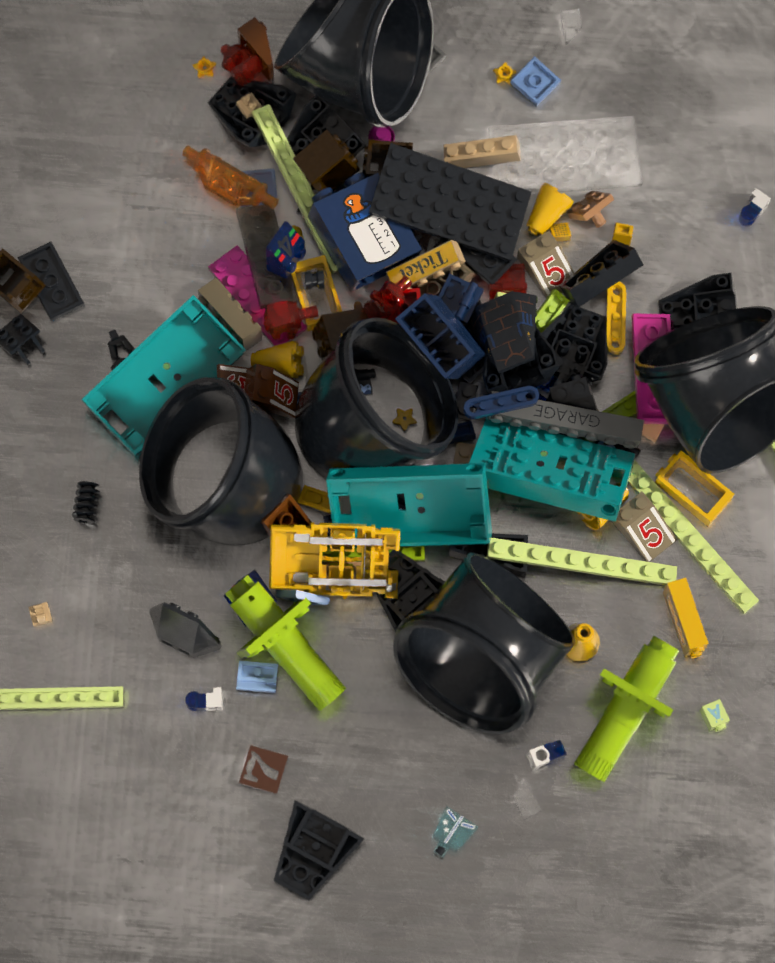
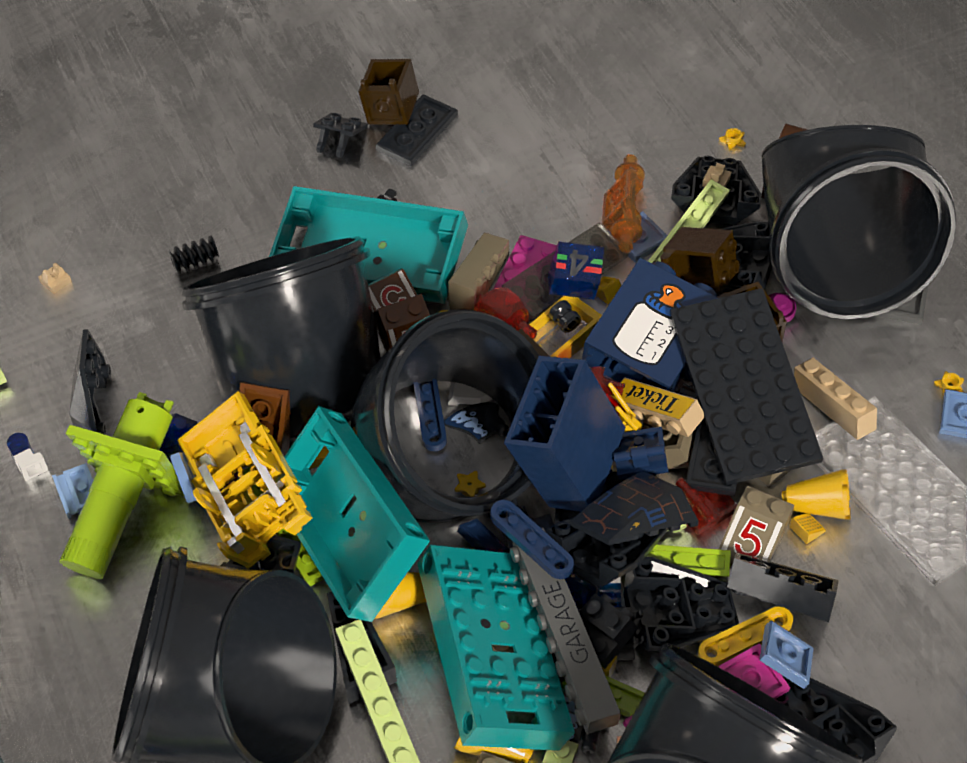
camera: 65 degrees right, 20 degrees down
(240, 63) = (749, 151): clear red piece -> none
(432, 289) = (628, 417): none -> yellow plant
(591, 207) = (858, 539): medium nougat plate -> none
(623, 233) = (856, 594): yellow slope -> none
(646, 302) = (786, 654): none -> medium blue tile

